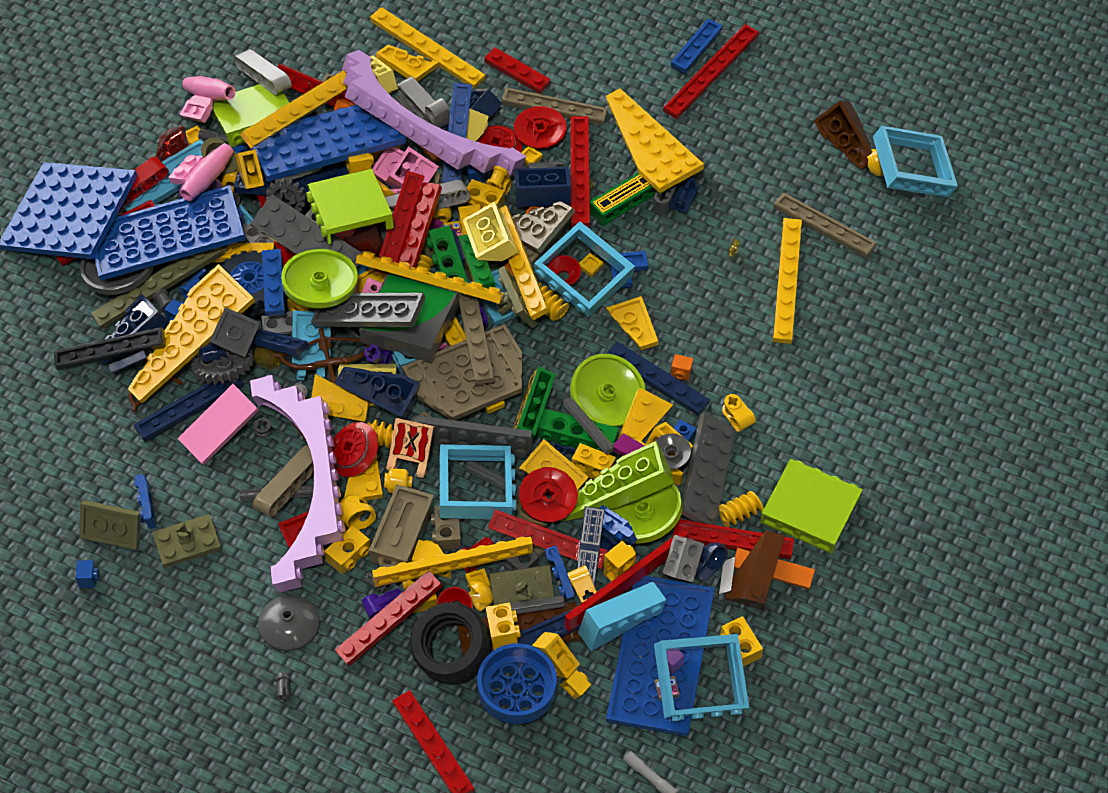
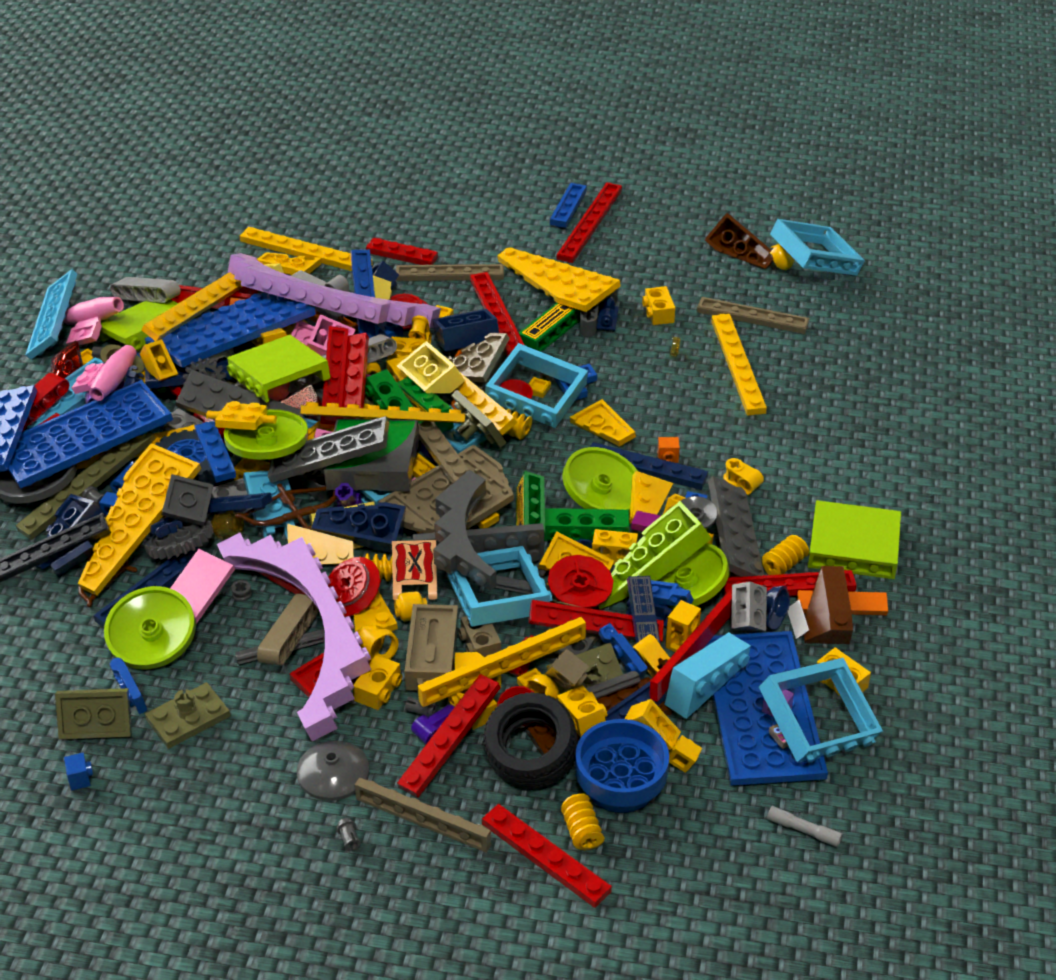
camera: 15 degrees left, 15 degrees down
(173, 80) = (51, 315): none -> medium azure plate
(175, 450) = (150, 627): none -> lime dish
(224, 180) = (132, 376): none -> dark blue piece
(302, 255) = (241, 416): none -> yellow plate
(341, 680) = (423, 814): none -> dark tan plate
(458, 399) = (455, 549): none -> dark grey arch
(469, 725) = (582, 822): none -> yellow piece
(499, 588) = (568, 670): none -> dark tan brick
(540, 127) = (443, 289): red piece -> none
(588, 425) = (598, 511): dark grey axle -> none
(737, 195) = (659, 305): none -> yellow brick

